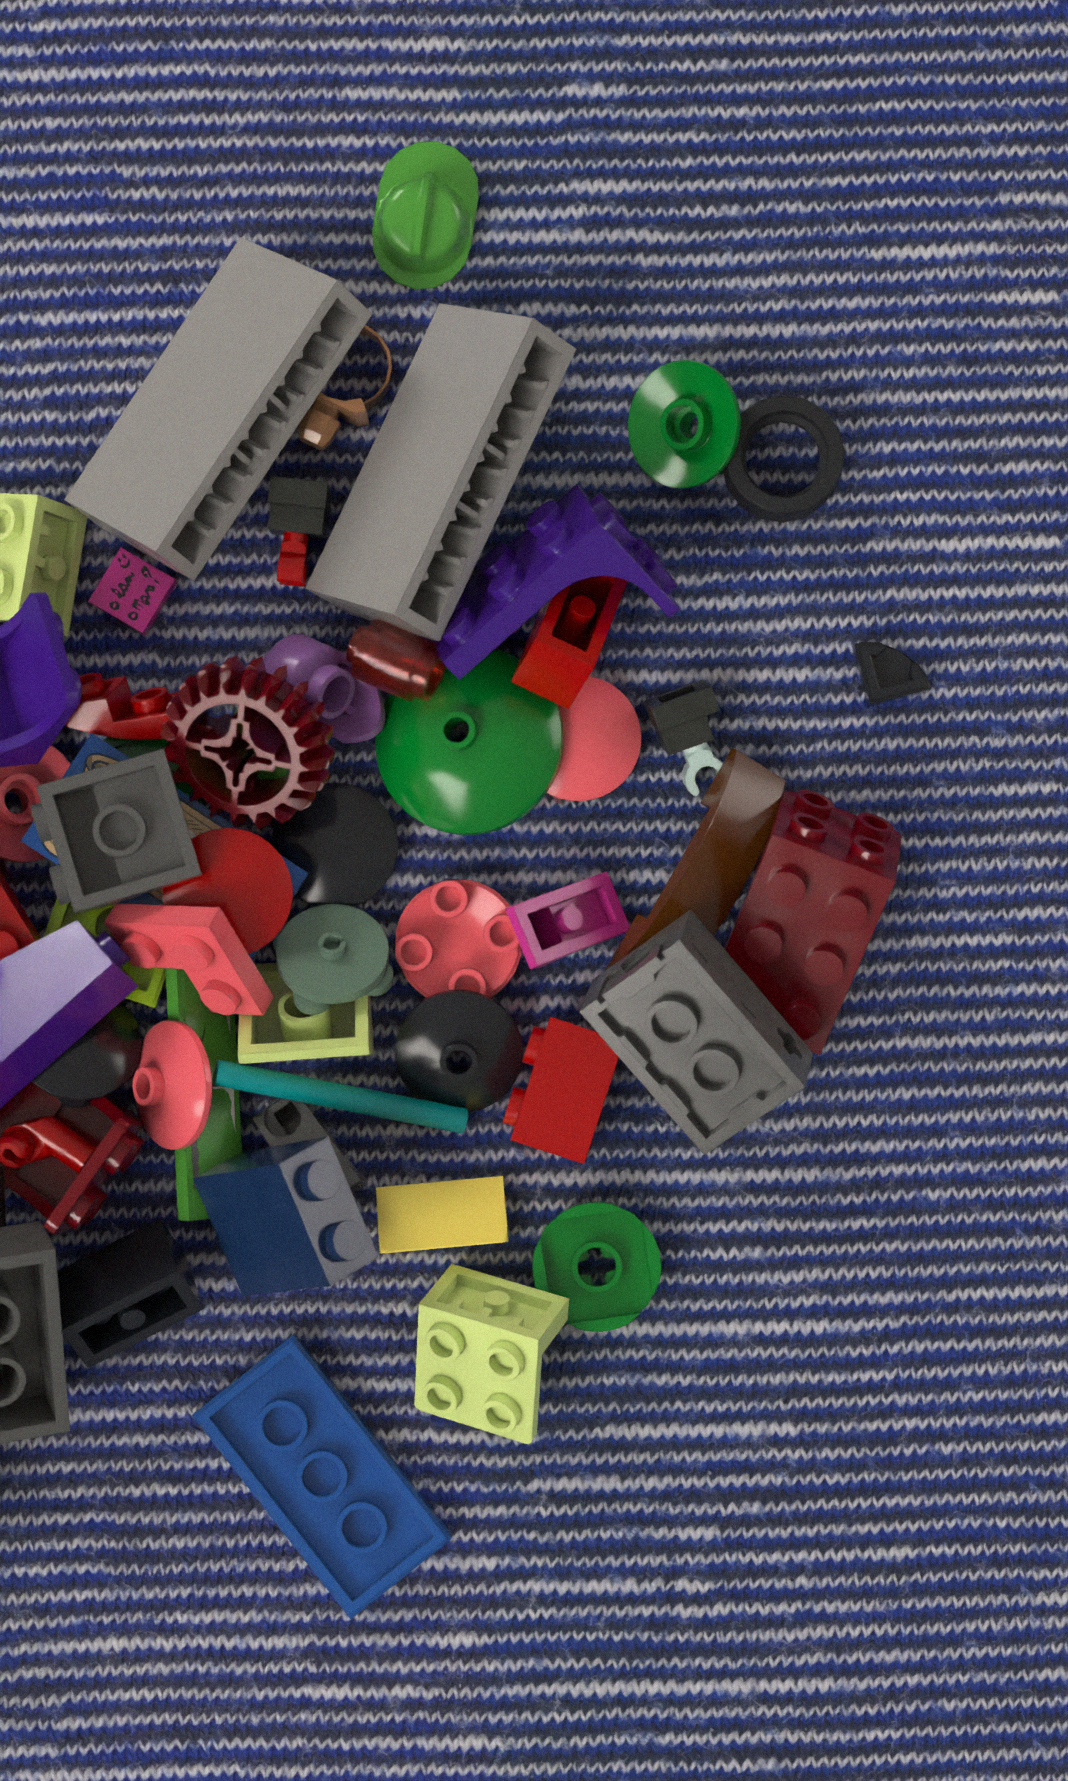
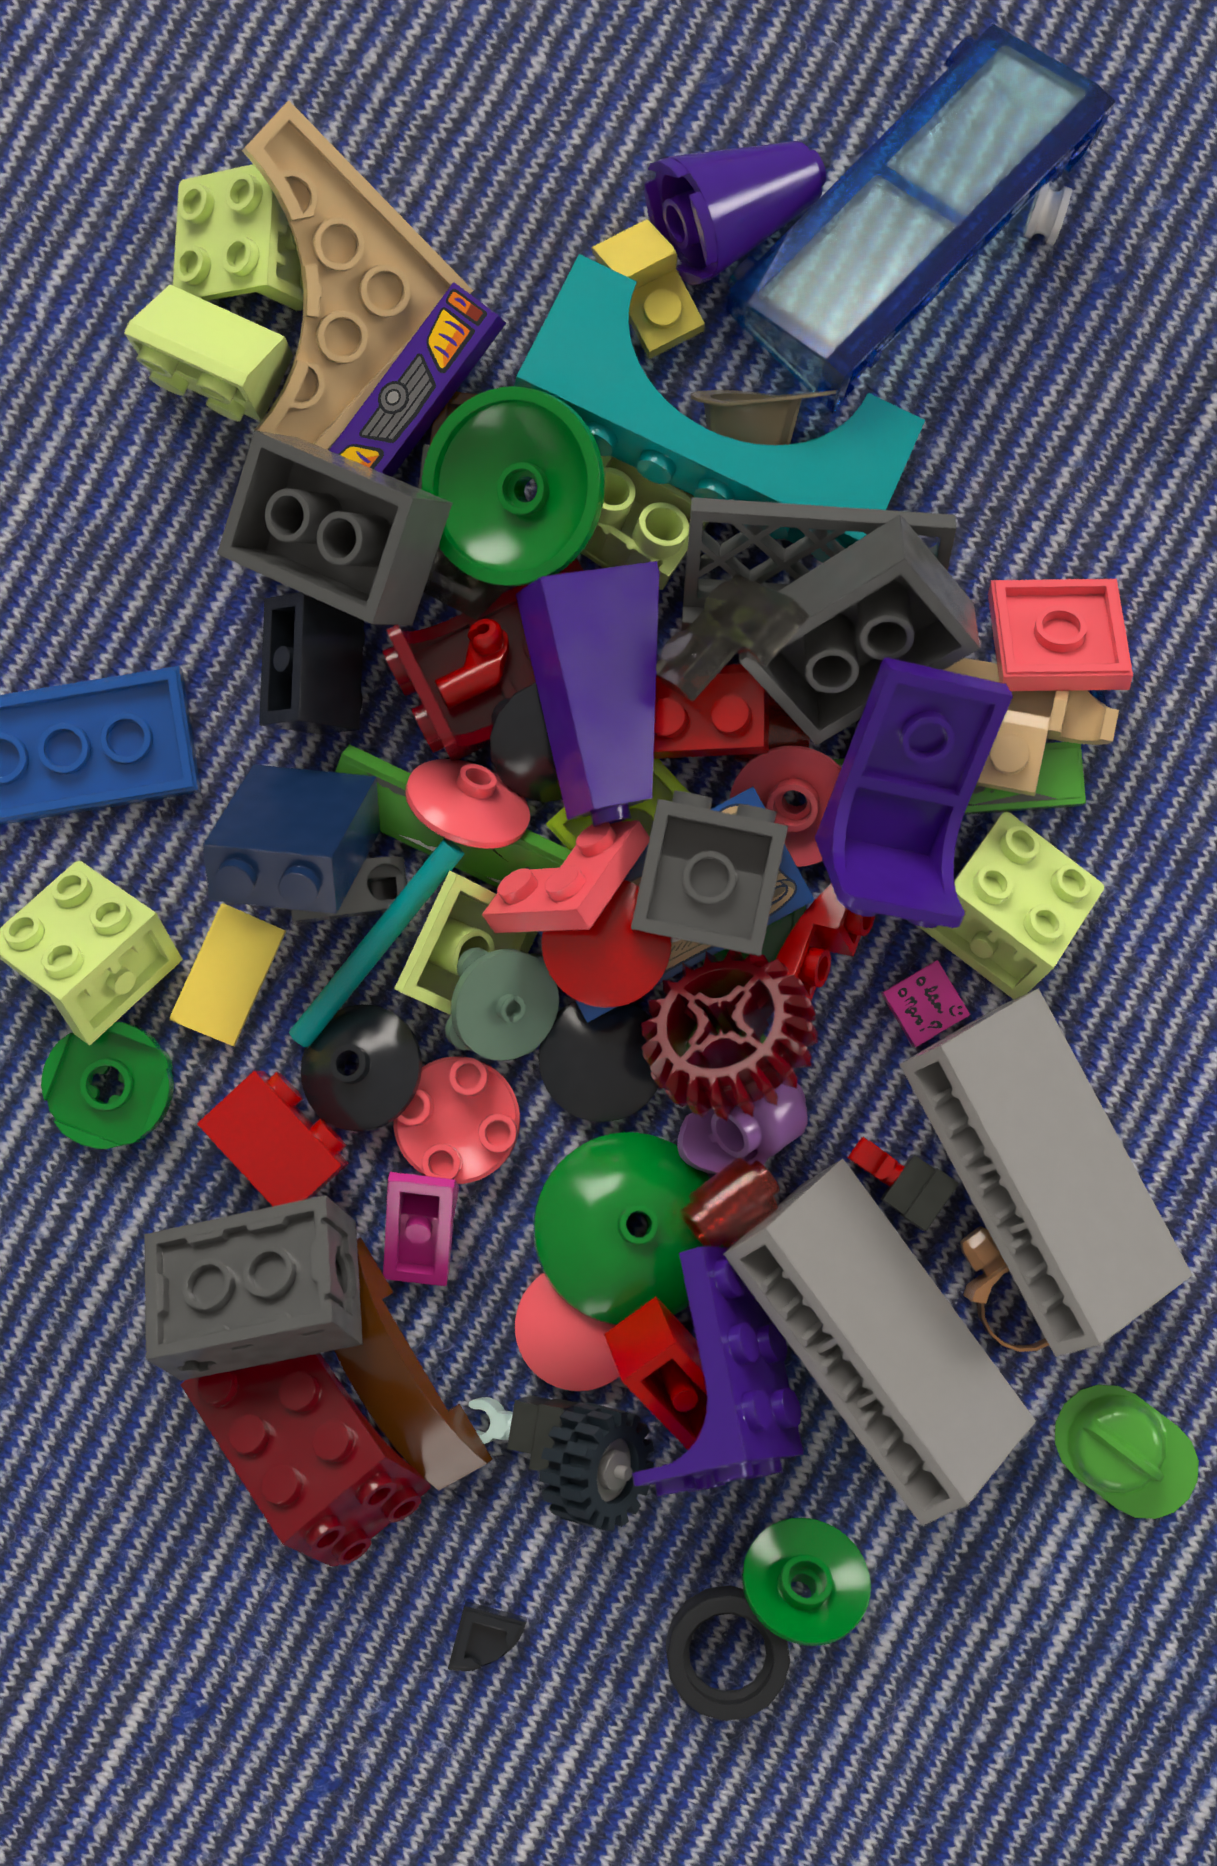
camera: 125 degrees right, 0 degrees up
(684, 654) = (594, 1466): none -> black wheel

